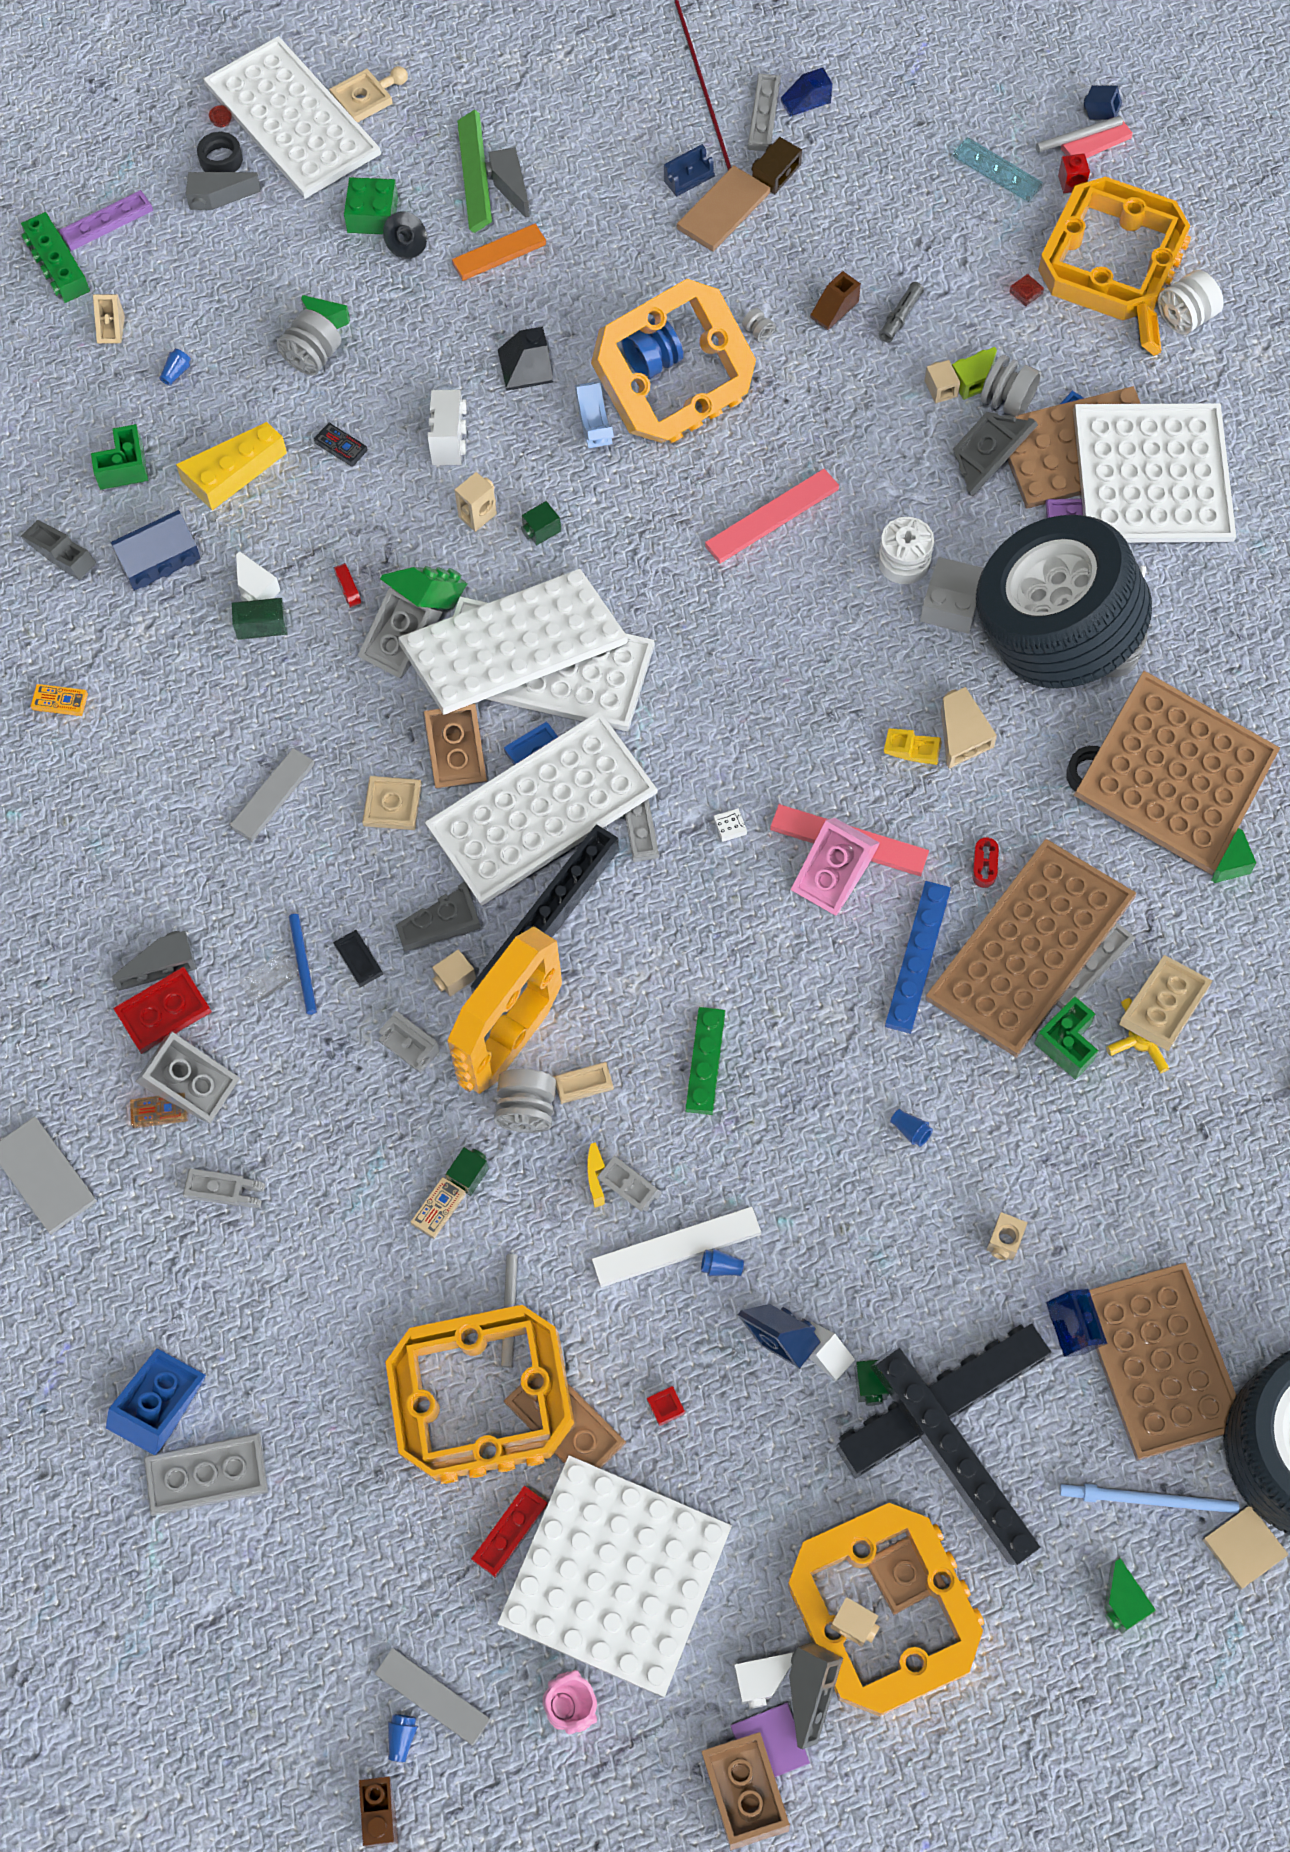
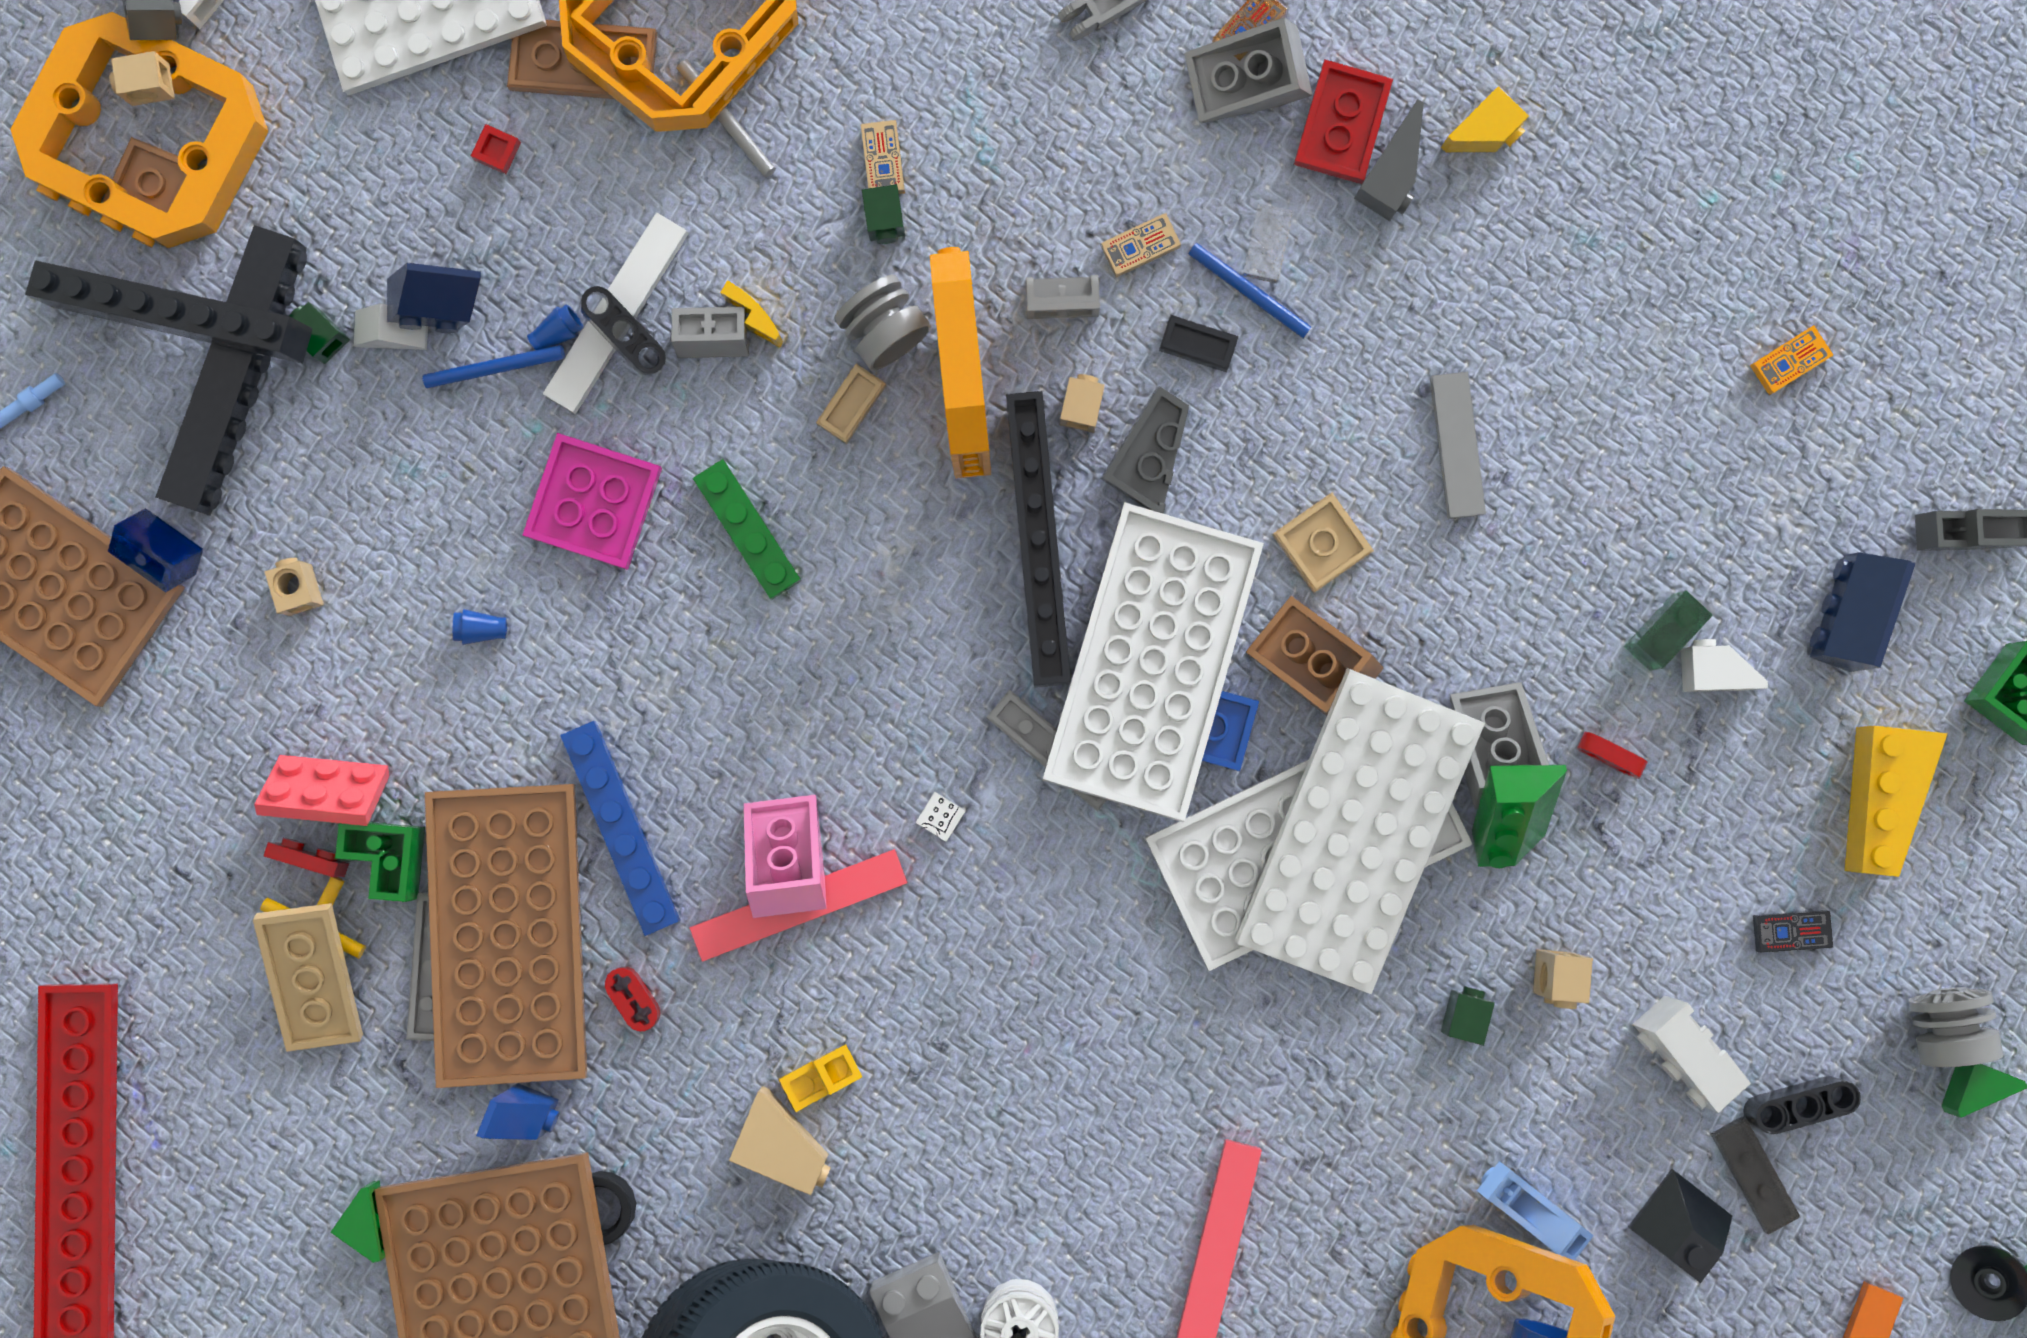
camera: 140 degrees right, 20 degrees up
(88, 942) = (1488, 126): none -> yellow slope
(338, 1037) = (1140, 245): none -> tan tile
(415, 367) = (1818, 1107): none -> black beam
(468, 358) = (1755, 1175): none -> clear smoke tile
(681, 1233) = (617, 312): none -> black beam
(777, 1272) = (493, 366): none -> blue bar
(783, 1145) = (592, 501): none -> dark pink plate
(1078, 1101) = (322, 790): none -> coral plate
(1097, 843) = (519, 1115): none -> blue slope
(1124, 1082) = (292, 853): none -> red plate

